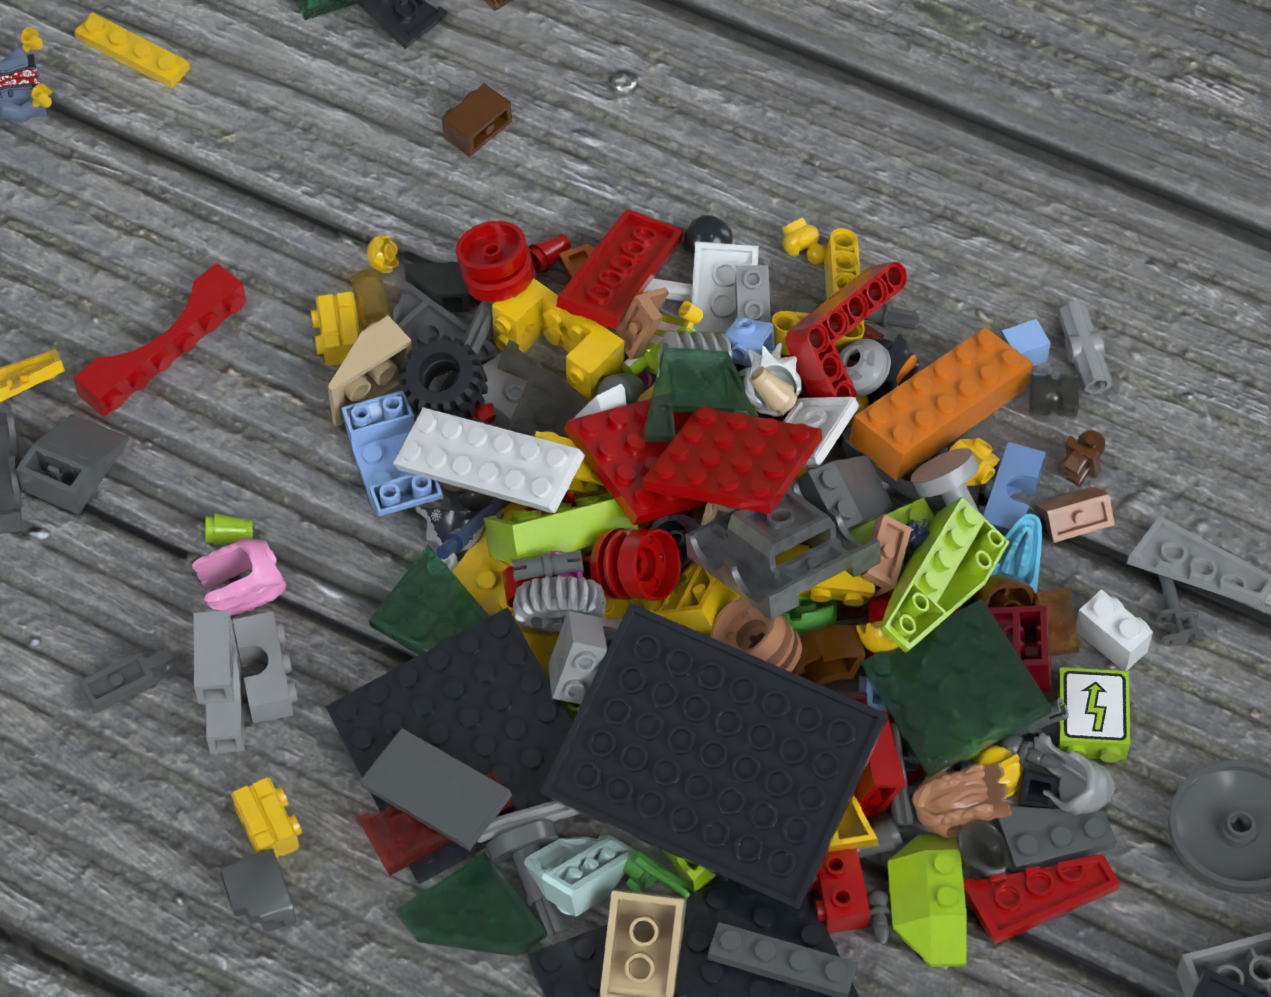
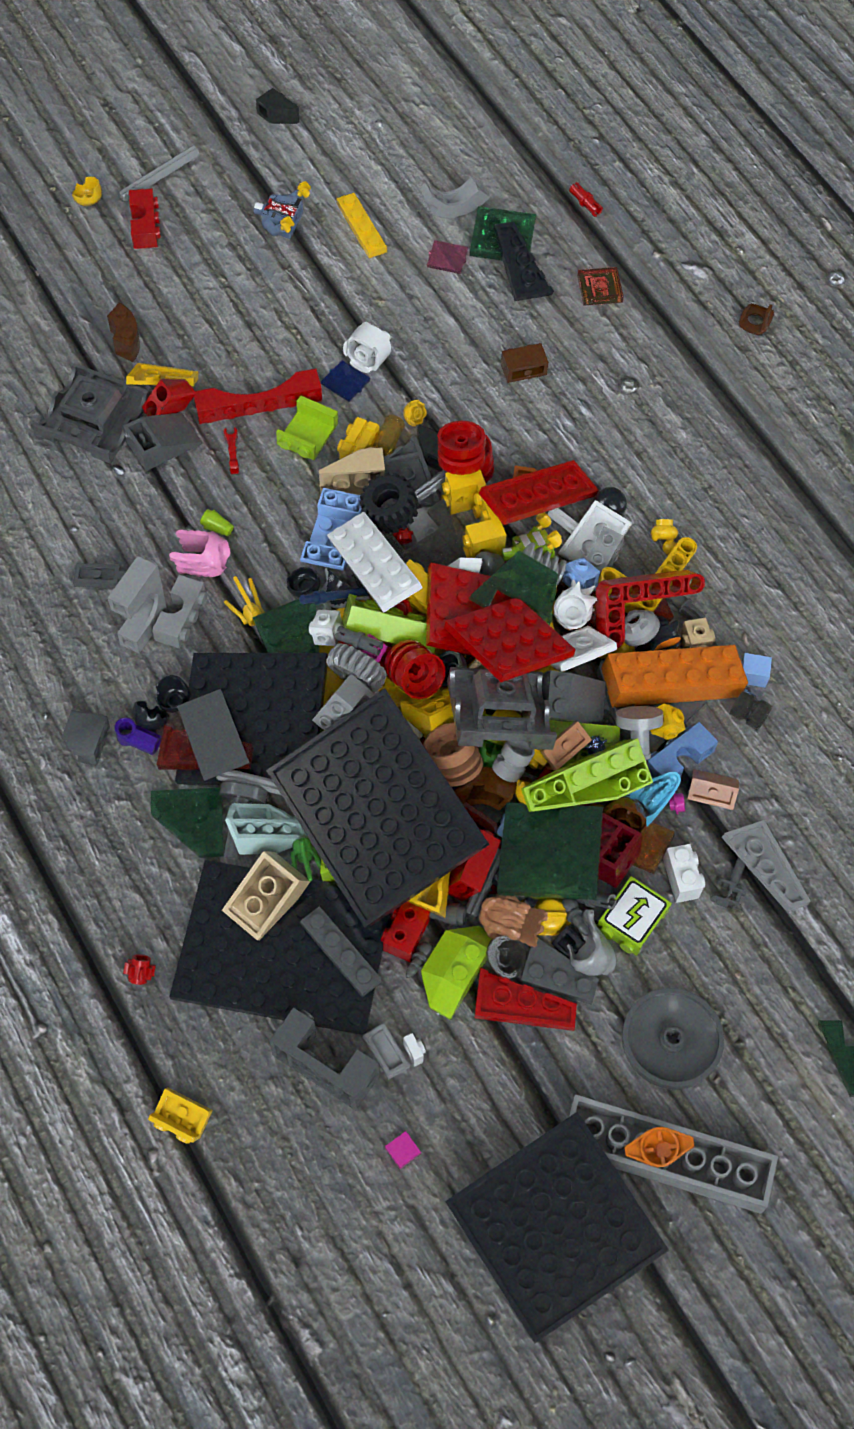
camera: 30 degrees right, 5 degrees up
(53, 380) = (181, 396): none -> red piece
(163, 414) = (231, 440): none -> red piece
(257, 345) = (308, 428): none -> lime panel
(259, 260) = (345, 381): none -> clear blue piece
(264, 202) = (367, 347): none -> white brick
(265, 818) = (119, 696): yellow brick -> none
(275, 36) = (447, 257): none -> clear pink piece
(327, 820) = (149, 718): none -> black hair
(330, 854) = (138, 737): none -> dark purple piece
(333, 774) = (171, 693): none -> black hair
(356, 614) = (250, 609): none -> yellow plant
(399, 542) = (303, 582): none -> black hair
(482, 577) = (325, 626): none -> white brick
(546, 252) = (506, 461): red cone -> none
(641, 322) = (522, 527): nougat panel -> none
(774, 391) = (567, 610): tan cone -> none
(835, 605) = (512, 760): none -> light grey wheel
(930, 339) = (697, 634): none -> tan brick
(1049, 553) = (677, 803): none -> dark pink plate
(1083, 456) = (738, 758): reddish brown hips -> none
(1084, 347) = (792, 691): light grey piece -> none

